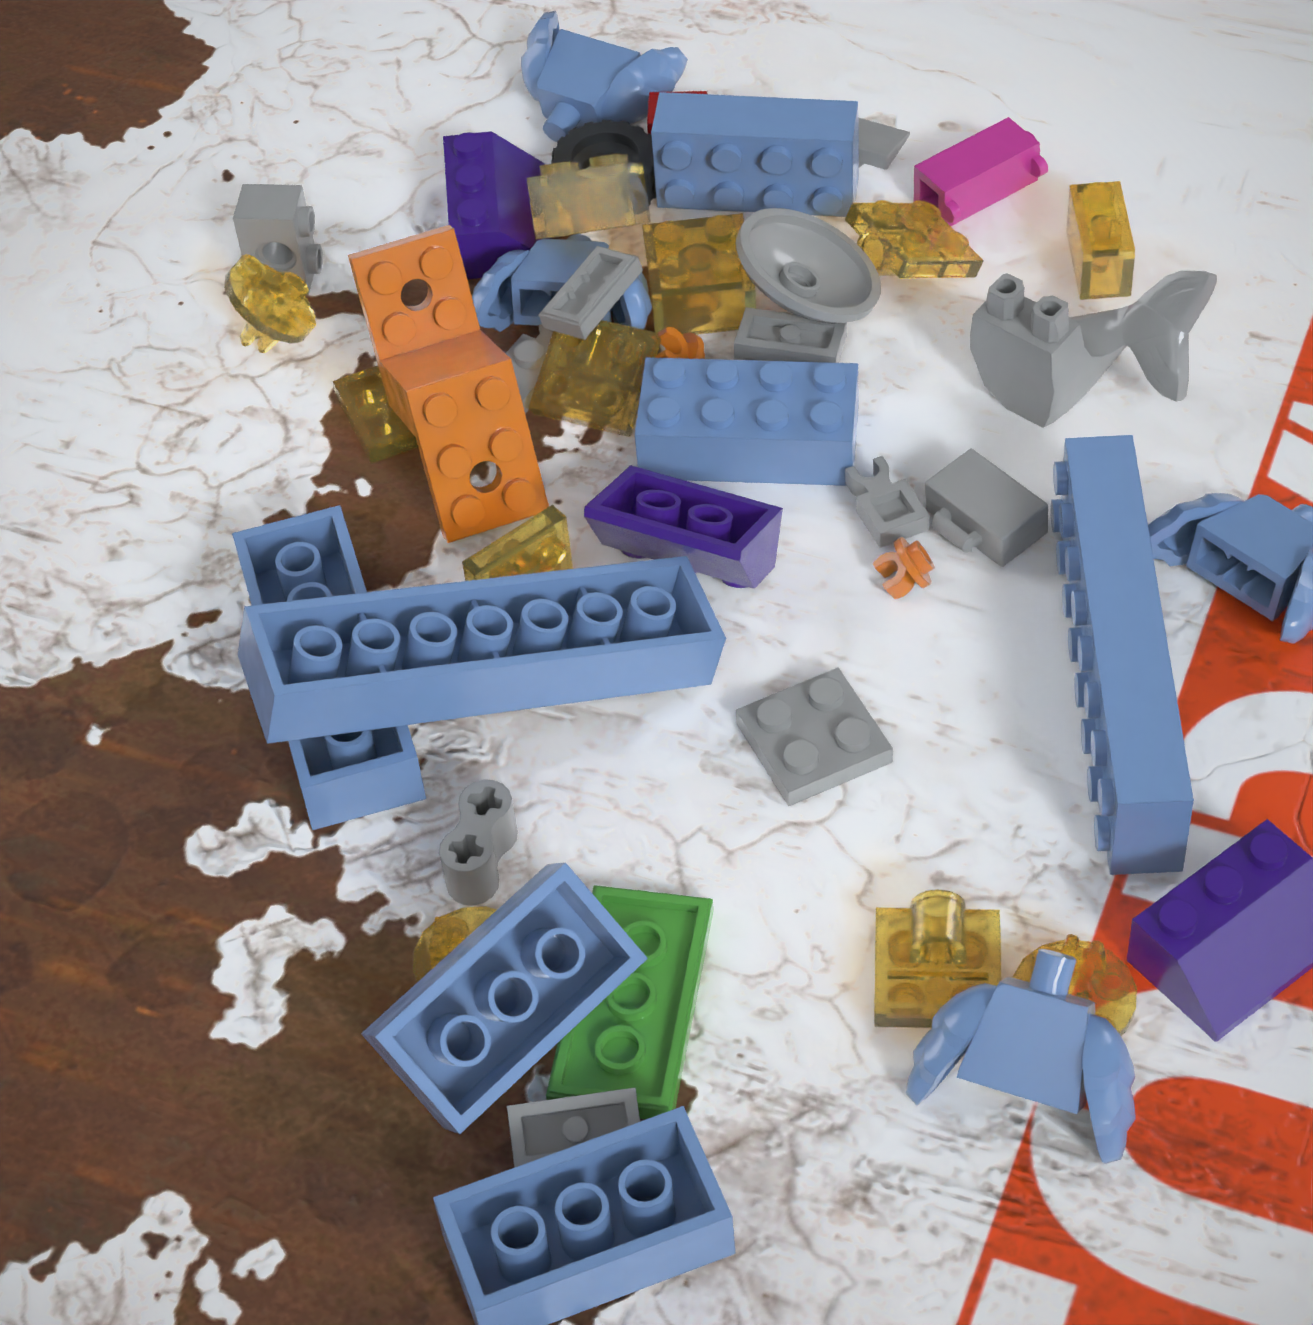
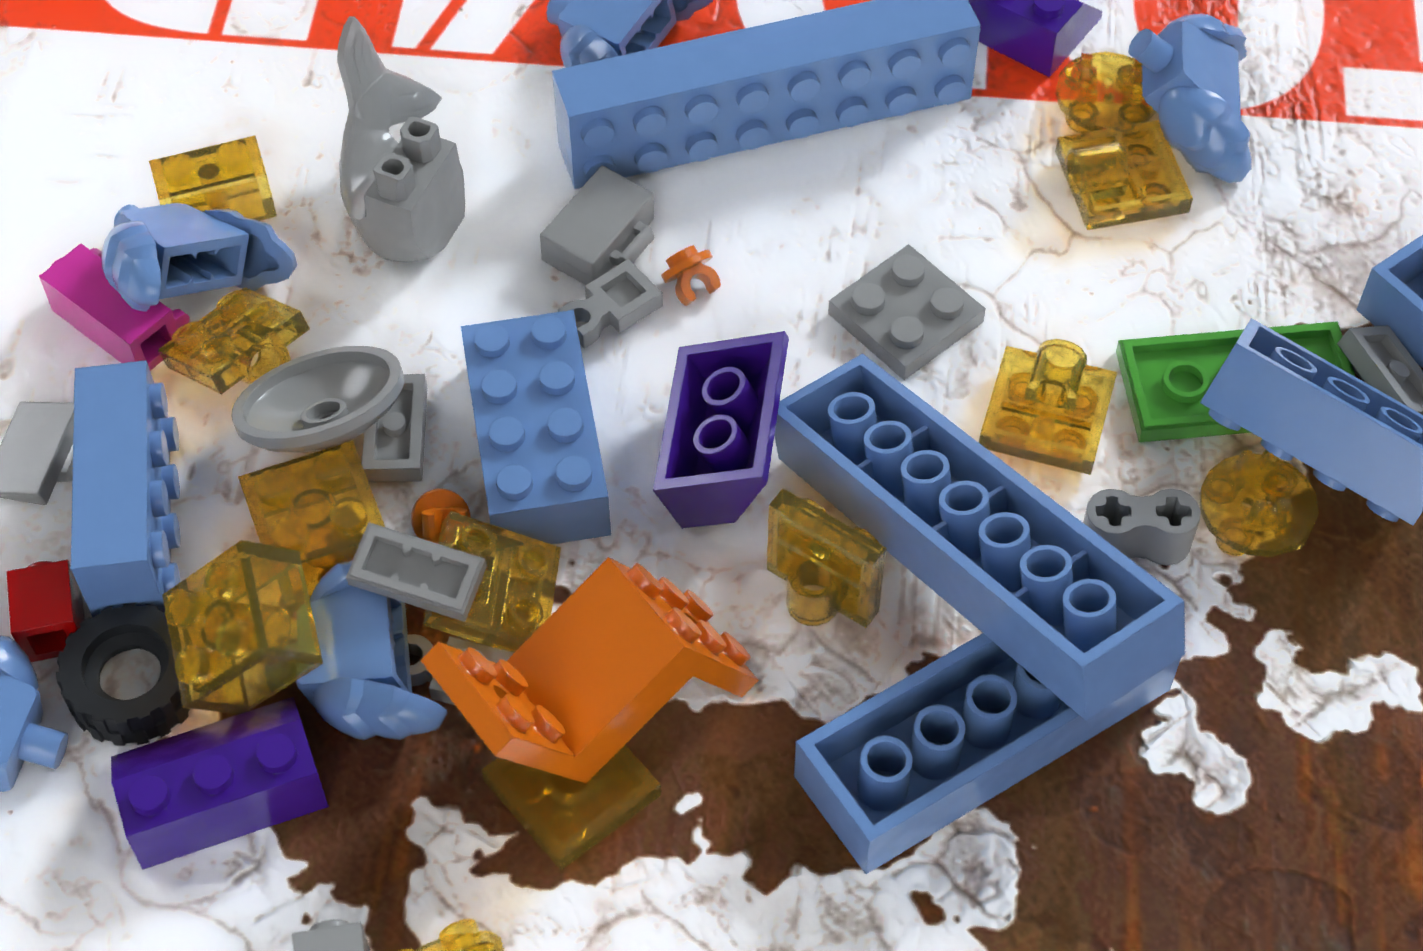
camera: 110 degrees left, 5 degrees up
(645, 812) = (1048, 406): none -> clear yellow plate
(1004, 191) = (188, 251): none -> medium blue torso

